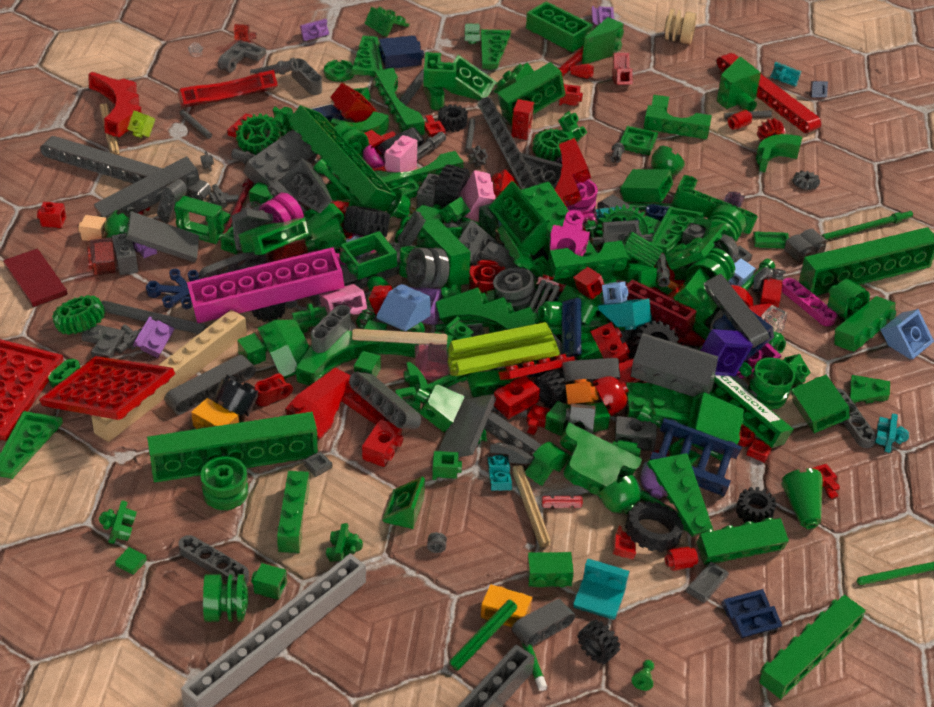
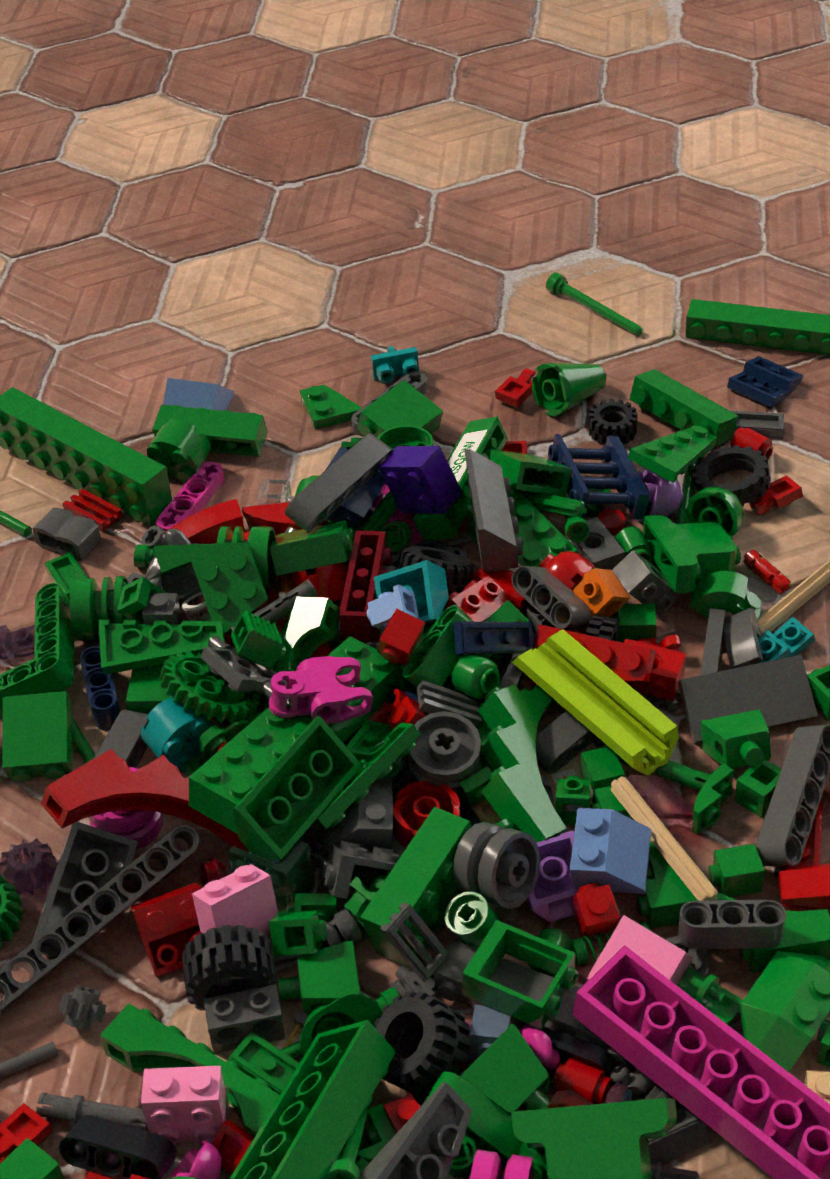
camera: 115 degrees left, 0 degrees up
(567, 264) = (329, 634): green arch -> none

